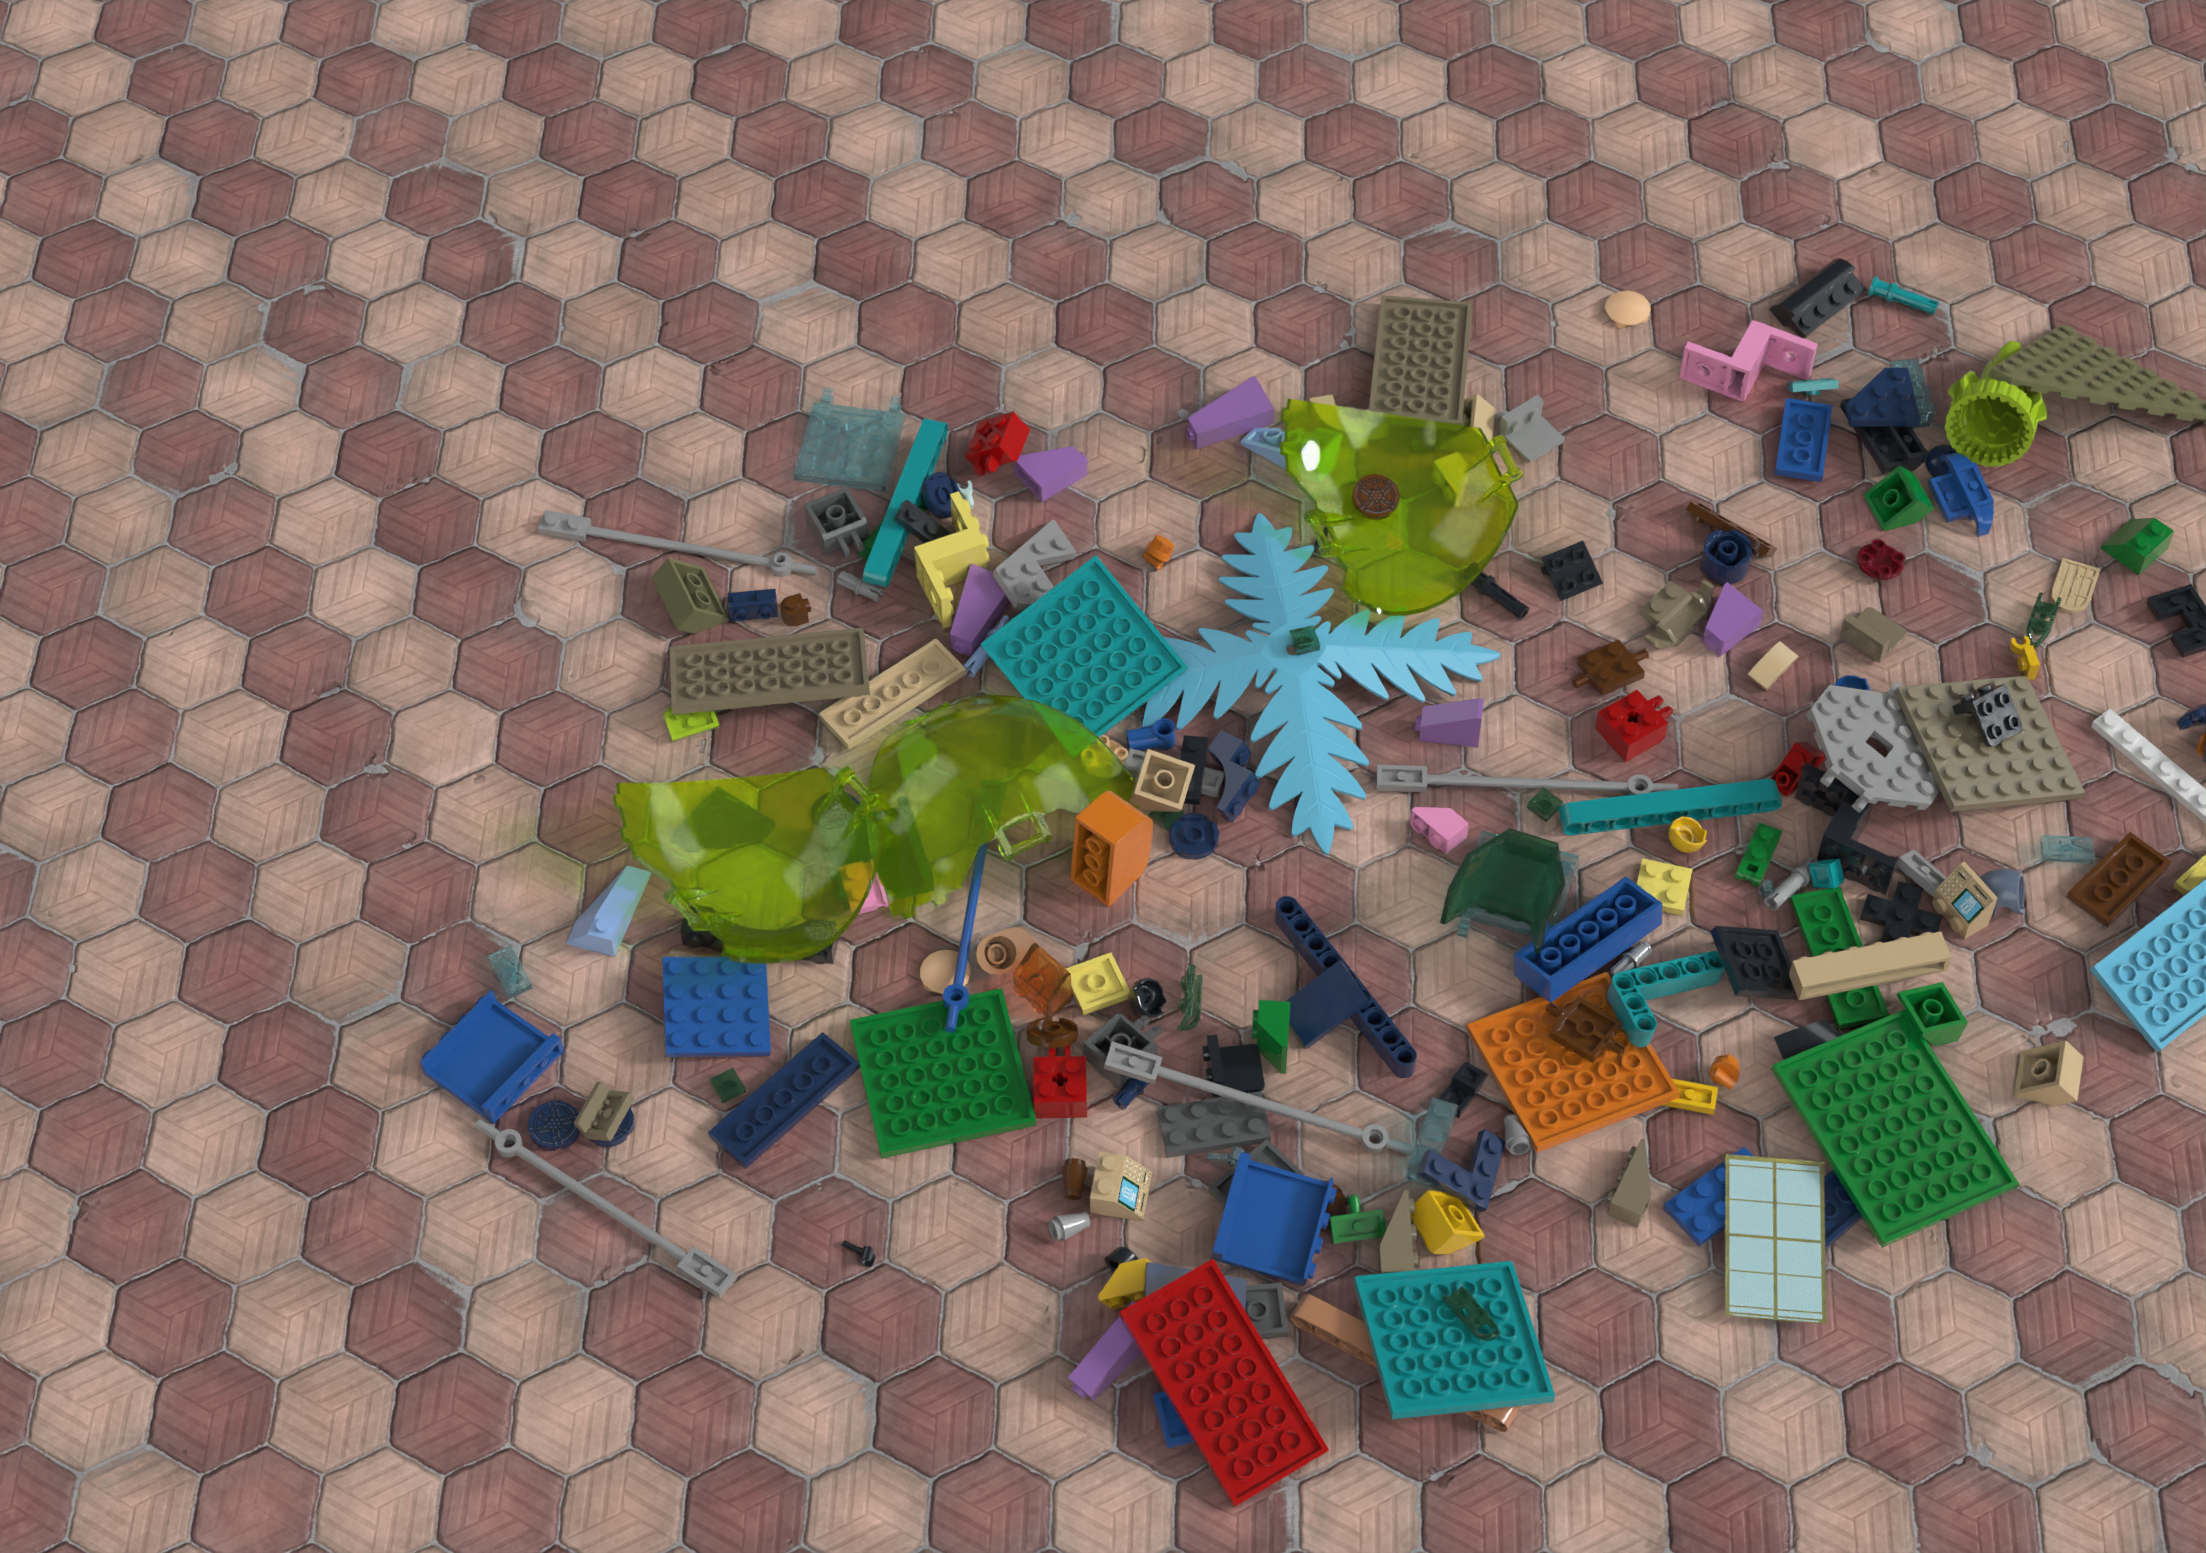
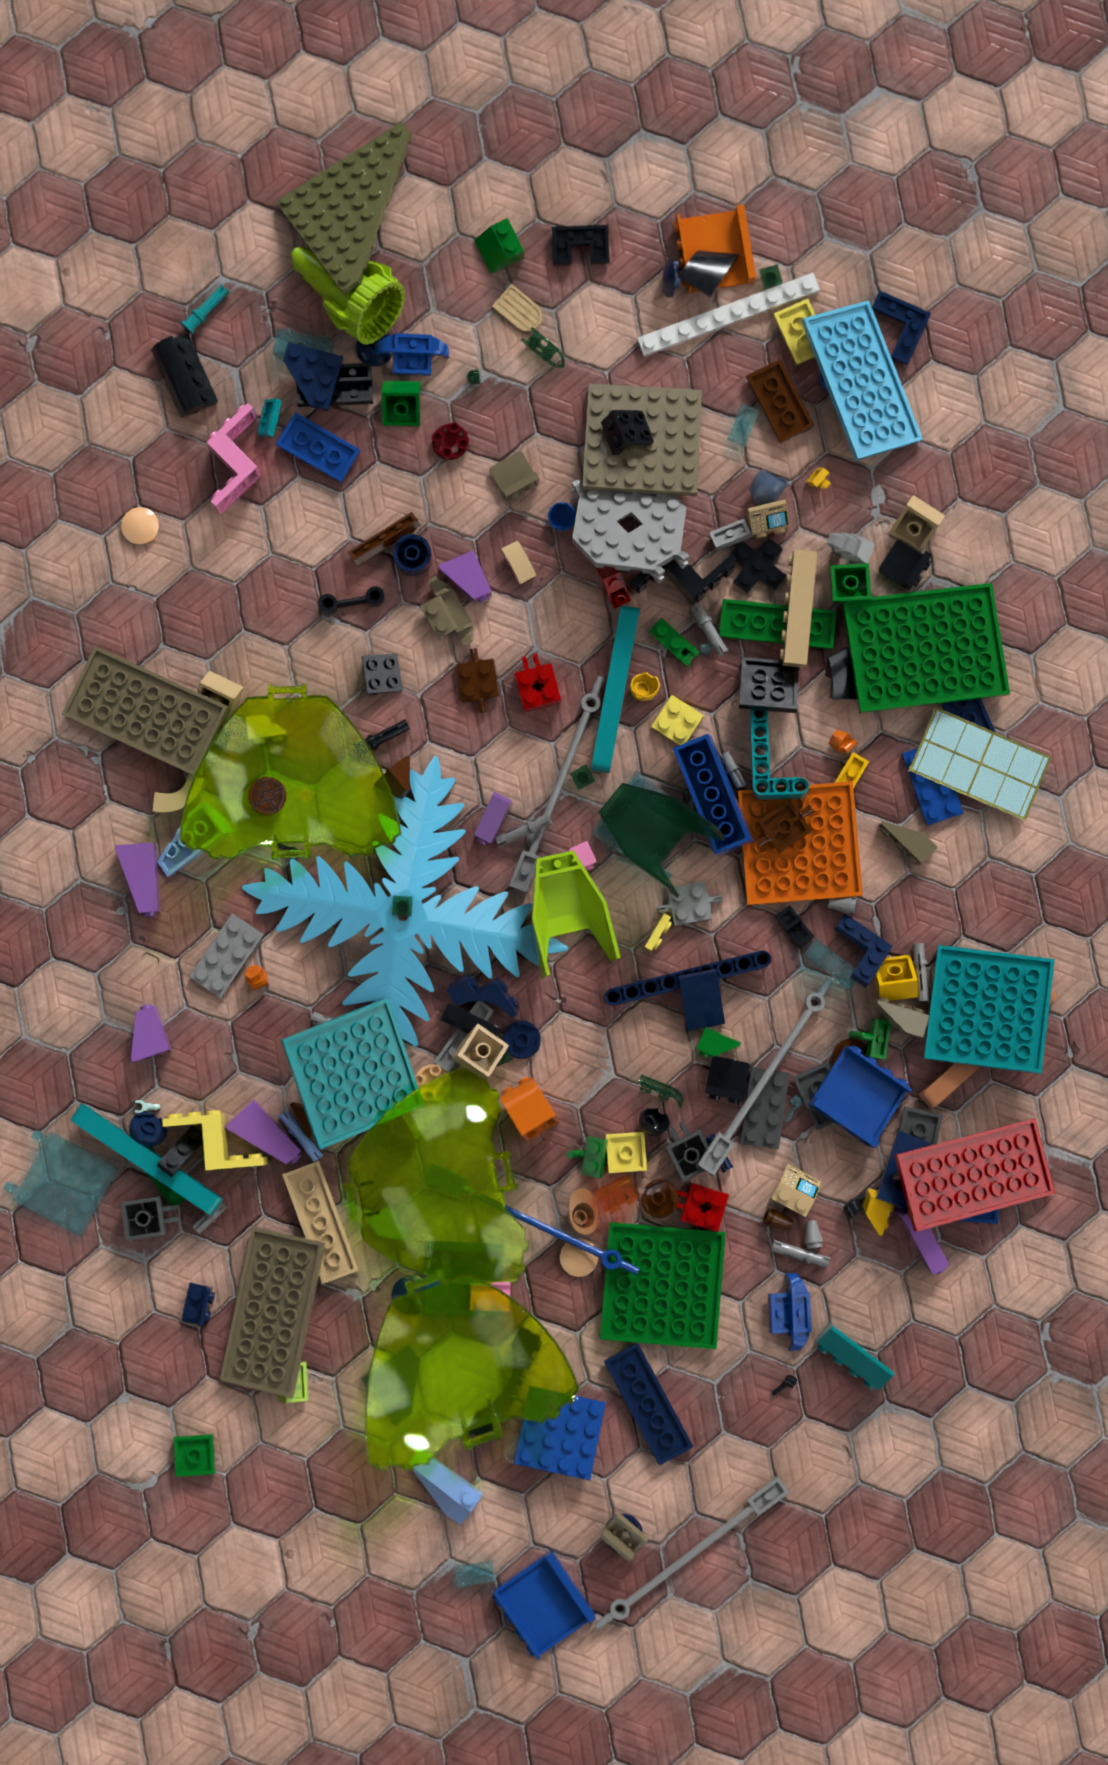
camera: 70 degrees left, 30 degrees up
(553, 1125) = (613, 1572): dark blue tile -> none
(572, 649) = (194, 1455): none -> green plate
(578, 527) = (74, 1419): light grey bar -> none
(689, 596) = (176, 1351): olive slope -> none
(727, 1085) = (623, 1440): clear green plate -> none
(795, 610) = (216, 1273): reddish brown plate -> none
(925, 1316) = (855, 1357): none -> teal slope
(956, 1228) = (791, 1312): none -> blue plate
(996, 442) = (115, 1071): red hinge -> none
(1021, 572) = (256, 1091): light grey wing -> none
(1039, 1227) = (809, 1257): none -> light grey pin
(1078, 947) = (593, 1156): none -> green plate
(1152, 736) = (427, 1044): blue piece -> none
(1174, 519) = (226, 955): none -> light grey plate
(1374, 815) = (566, 903): none -> lime windscreen
(1387, 930) = (654, 940): none -> light yellow plate
(1439, 964) = (691, 905): none -> light grey plate
(1458, 613) = (399, 777): none -> reddish brown slope
(1459, 764) = (531, 826): none -> light grey pin
(1476, 1248) = (919, 949): none -> light grey pin
(1477, 1315) = (983, 988): clear green piece -> none
(1529, 431) = (240, 651): light grey bracket -> none
(1627, 501) = (329, 604): none -> black piece
(1826, 873) = (712, 603): teal slope -> none
(1969, 562) = (474, 376): none -> clear green hinge
(1978, 1001) = (851, 547): none -> light grey connector
(1989, 1077) = (905, 564): none -> black bracket
(2028, 659) = (576, 376): yellow plate -> none
(2046, 947) = (818, 478): none -> yellow tile

